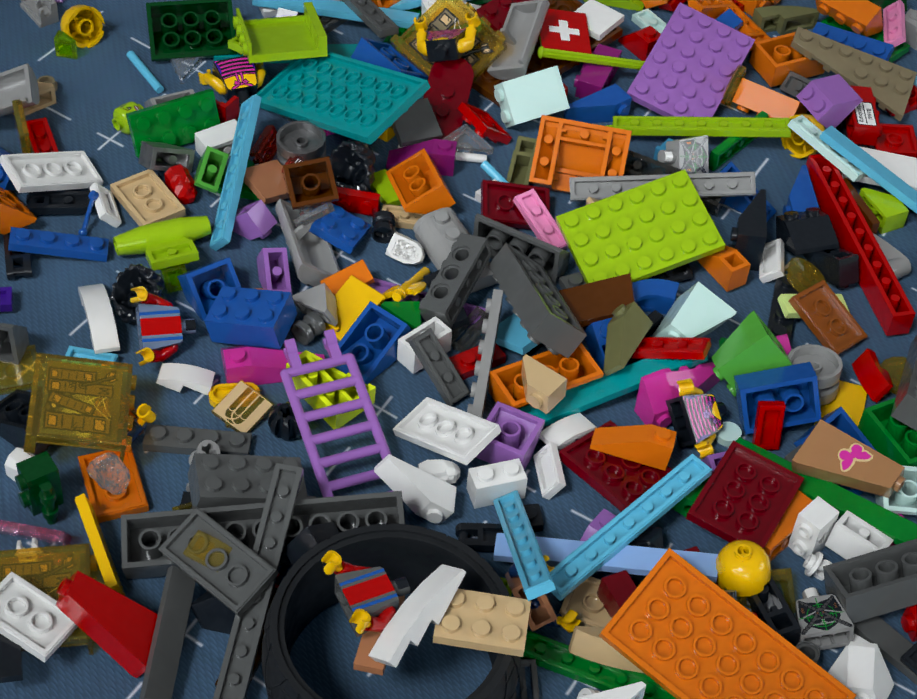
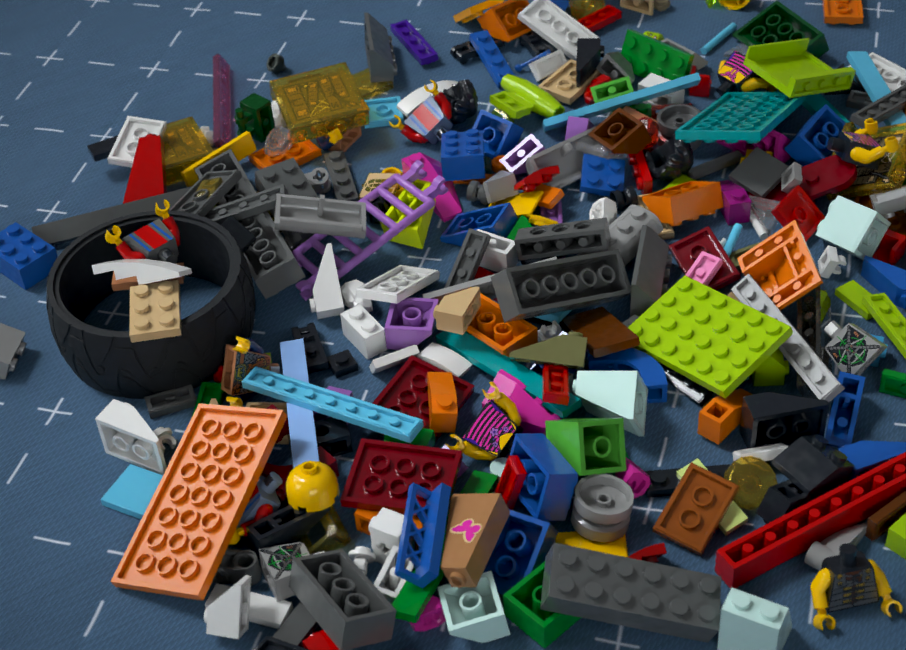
camera: 80 degrees right, 5 degrees down
(134, 168) = (588, 57): none -> black slope
(178, 375) = (394, 151): white slope -> none
(334, 271) = (538, 177): none -> red slope
(339, 452) = (320, 216): none -> light grey container
(446, 102) = (791, 177): none -> light grey plate
(523, 546) = (268, 334): medium azure tile -> none
(841, 489) = (428, 538): none -> blue fence

